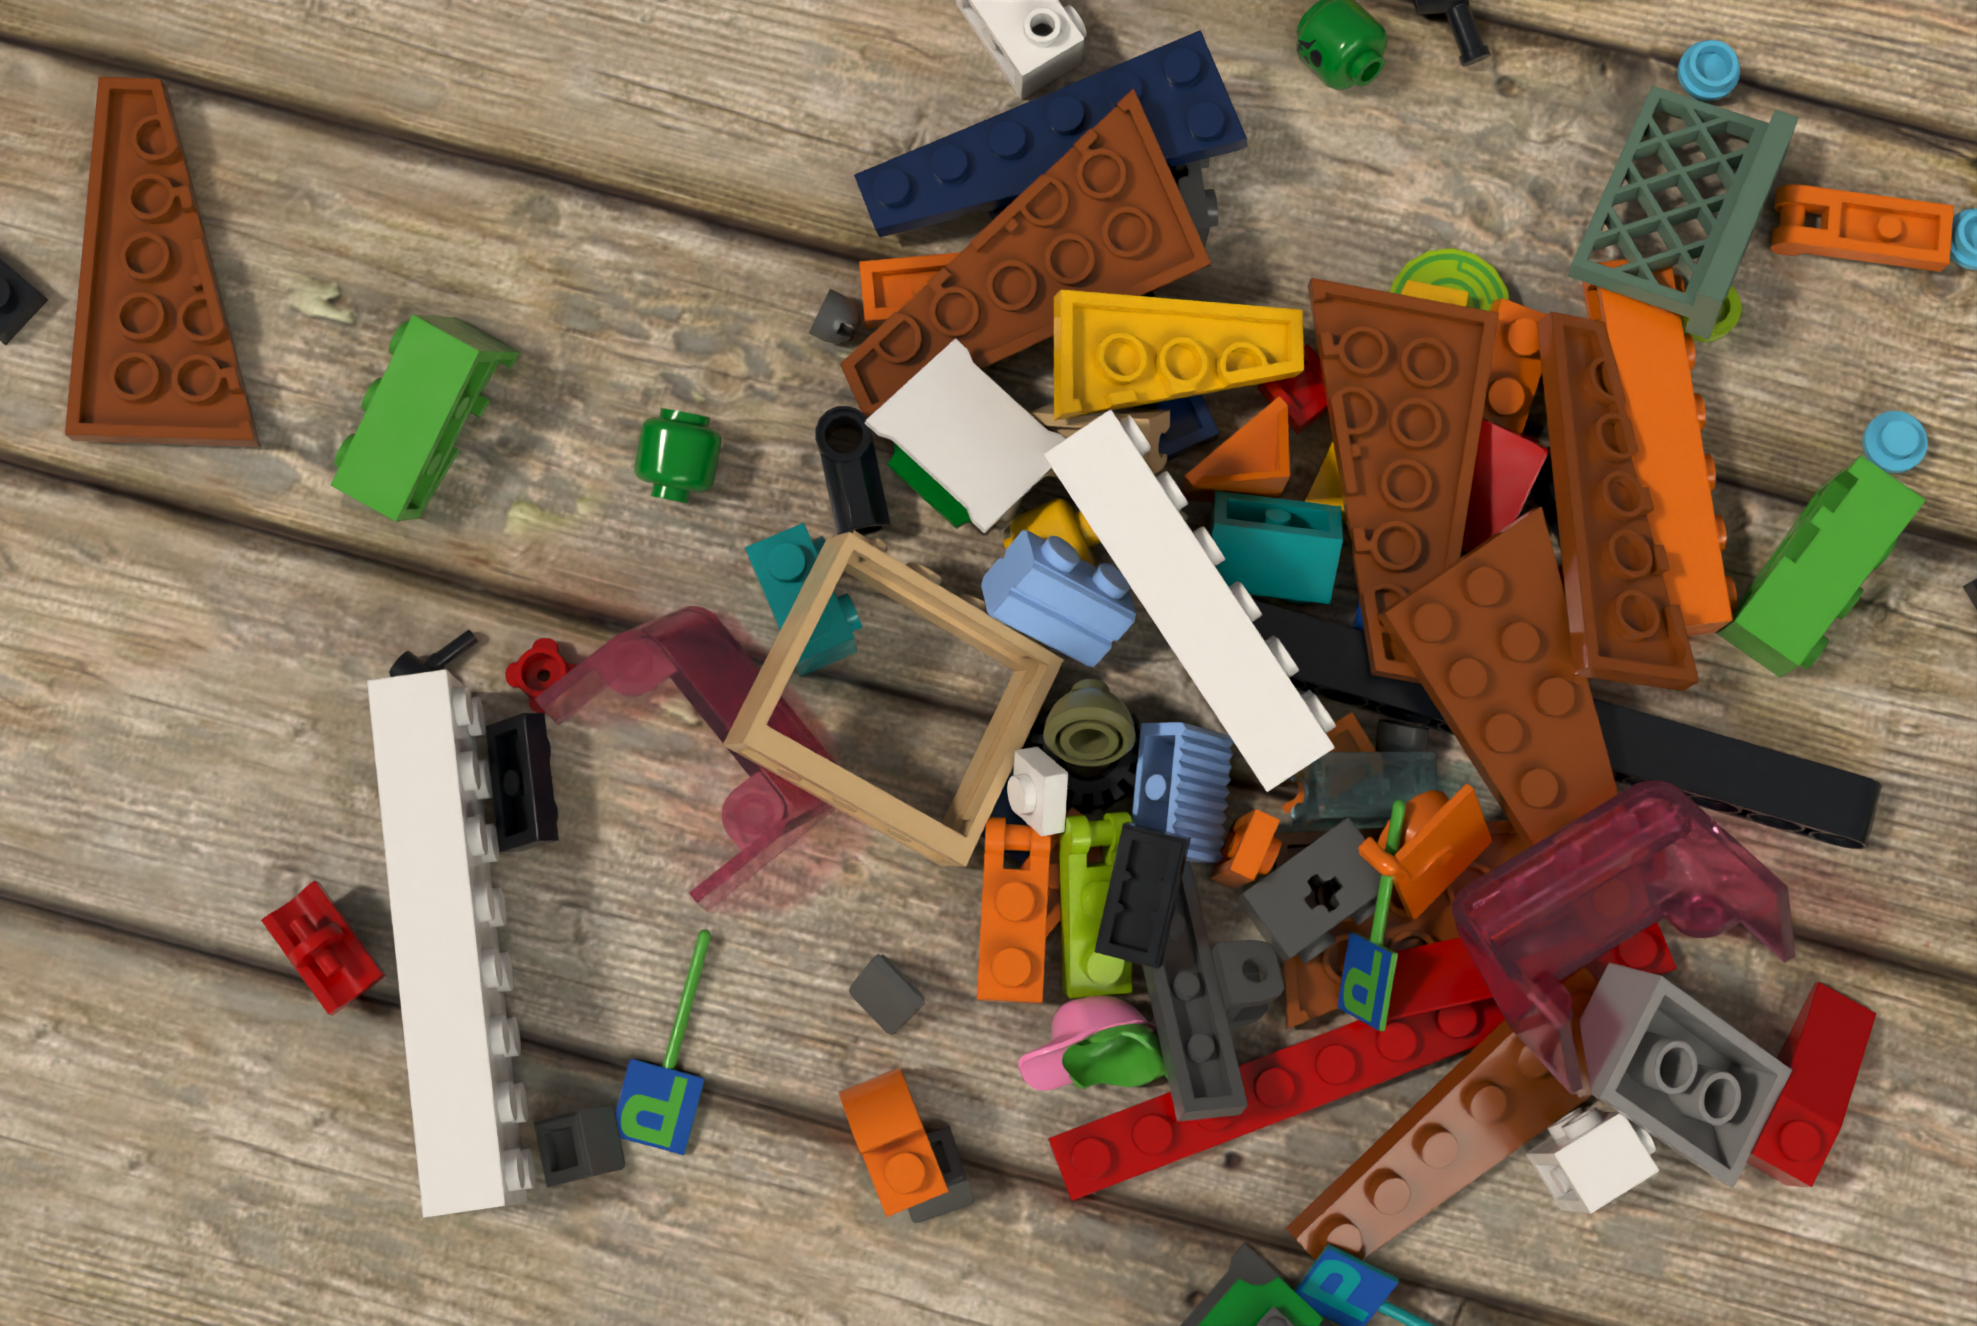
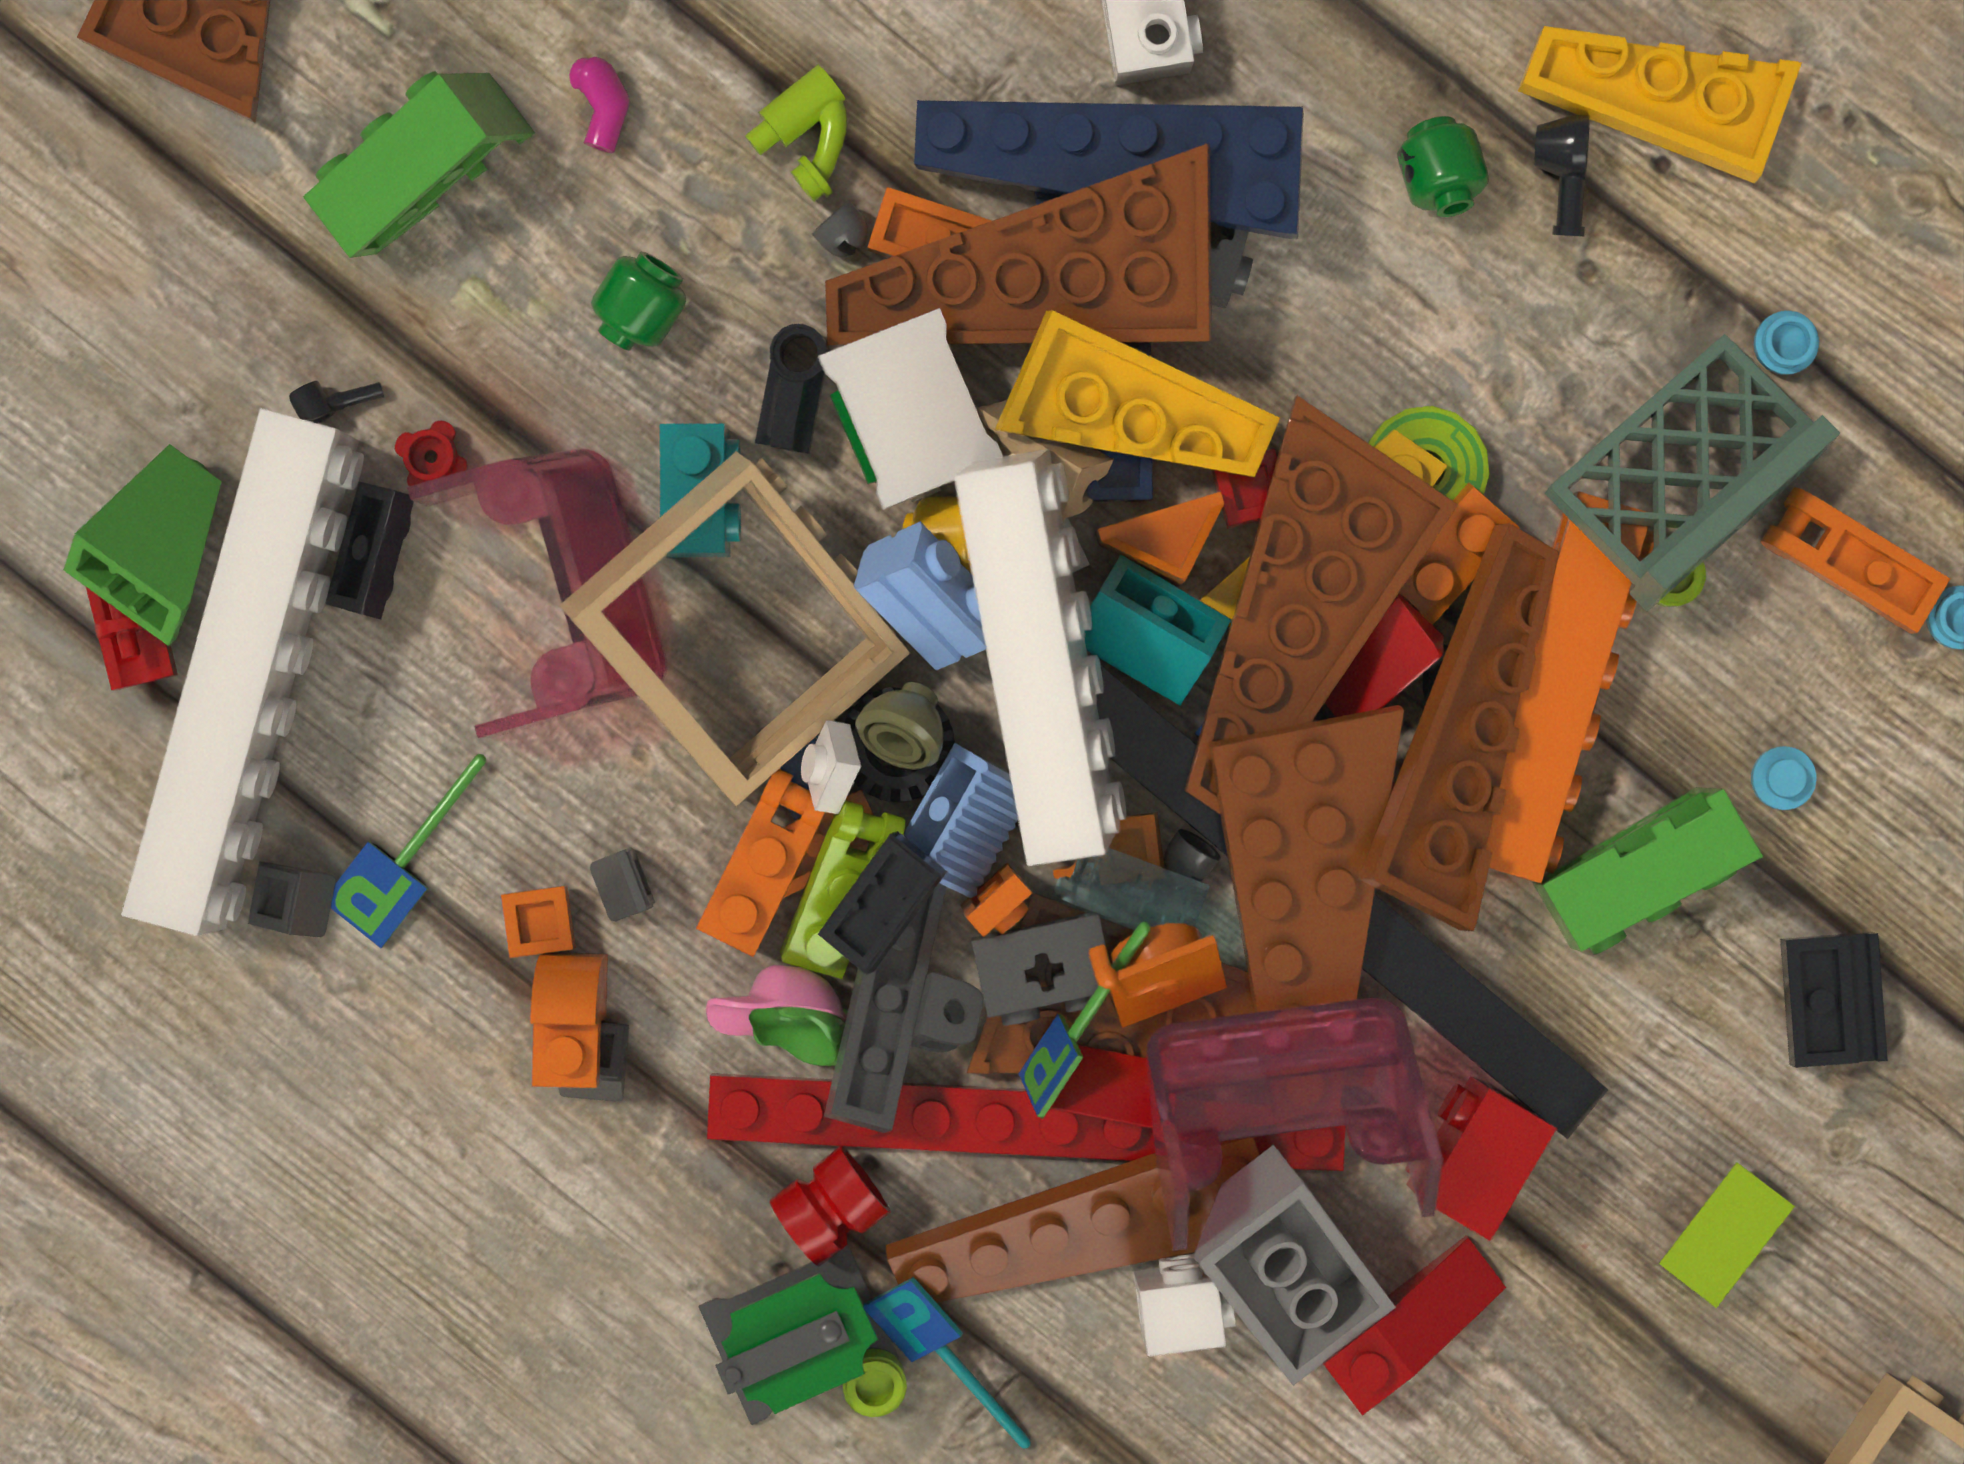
camera: 25 degrees right, 10 degrees up
(310, 857) = (149, 543): none -> bright green slope
(565, 284) = (606, 96): none -> dark pink arm
(748, 233) = (794, 112): none -> lime plant
(823, 1062) = (538, 921): none -> orange plate
(1217, 1211) = (829, 1206): none -> red wheel
(1824, 887) = (1486, 1155): none -> red brick

